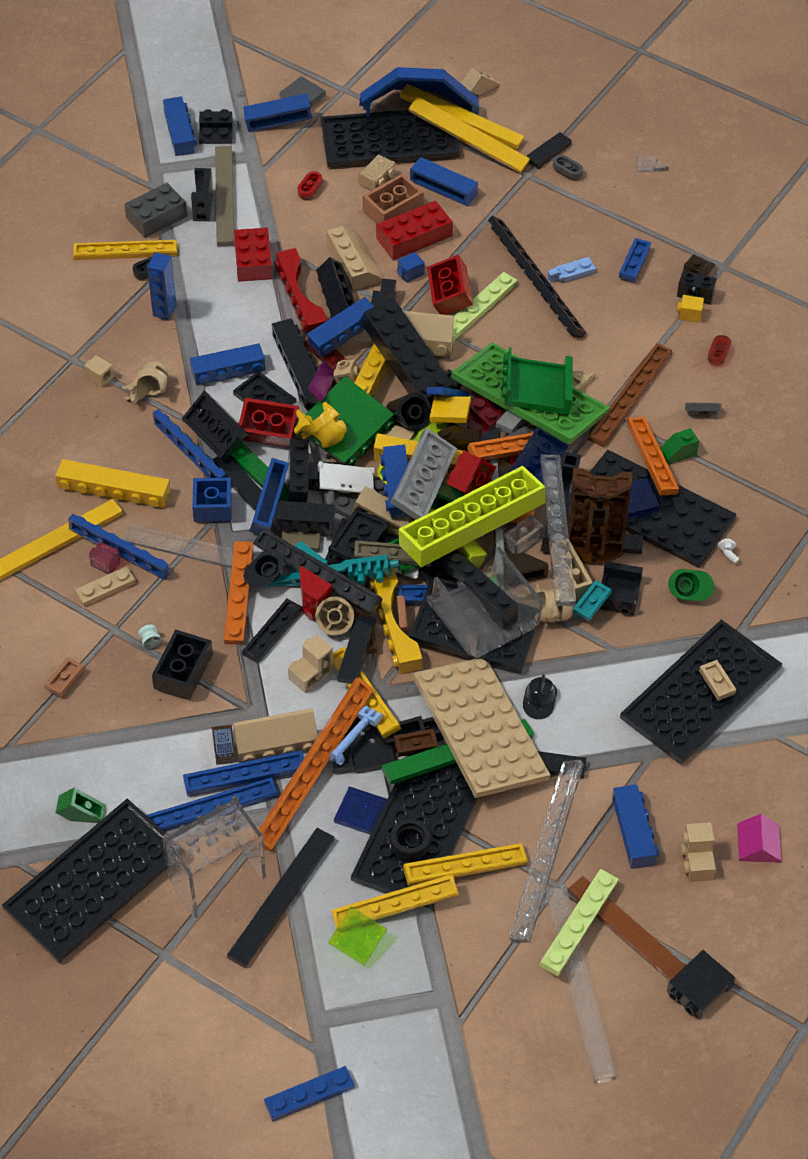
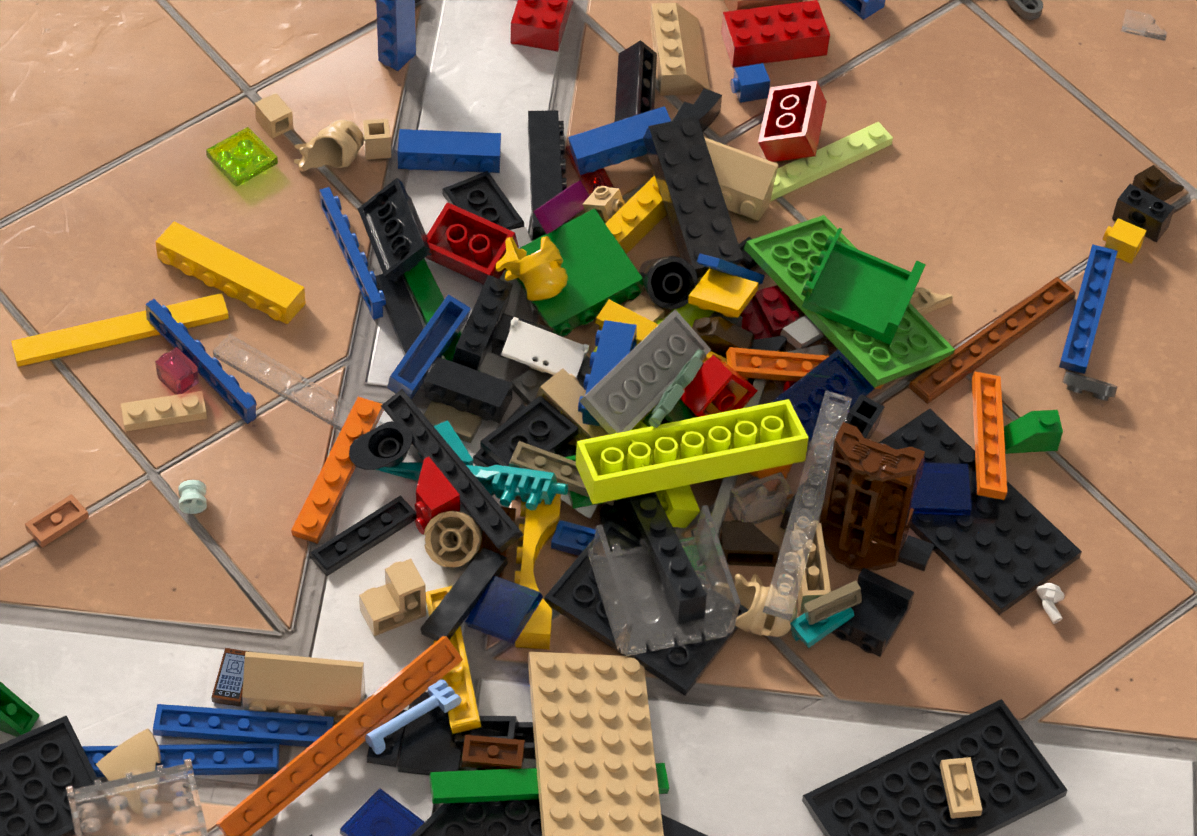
camera: 15 degrees right, 0 degrees up
(88, 404) = (241, 156): none -> clear neon green plate
(177, 368) = (377, 139): none -> tan brick
(182, 664) = (218, 548): black brick -> none
(182, 812) = (134, 755): none -> tan brick
(212, 499) = (351, 330): blue brick -> none
(289, 265) = (586, 44): red arch -> none
(386, 651) = (504, 609): none -> clear blue tile
(401, 612) = (548, 565): nougat tile -> none
(447, 479) = (676, 388): none -> sand green piece
(537, 276) = (922, 141): black plate -> none
(539, 698) = (698, 739): black piece -> none
(572, 270) = (975, 144): light blue hinge -> none
(597, 587) = (832, 603): none -> dark tan tile
(634, 260) = (1069, 152): blue plate -> none
(684, 358) = (1088, 309): none -> blue plate
(691, 584) = (974, 636): green piece -> none
(719, 350) = (1140, 313): clear red plate -> none

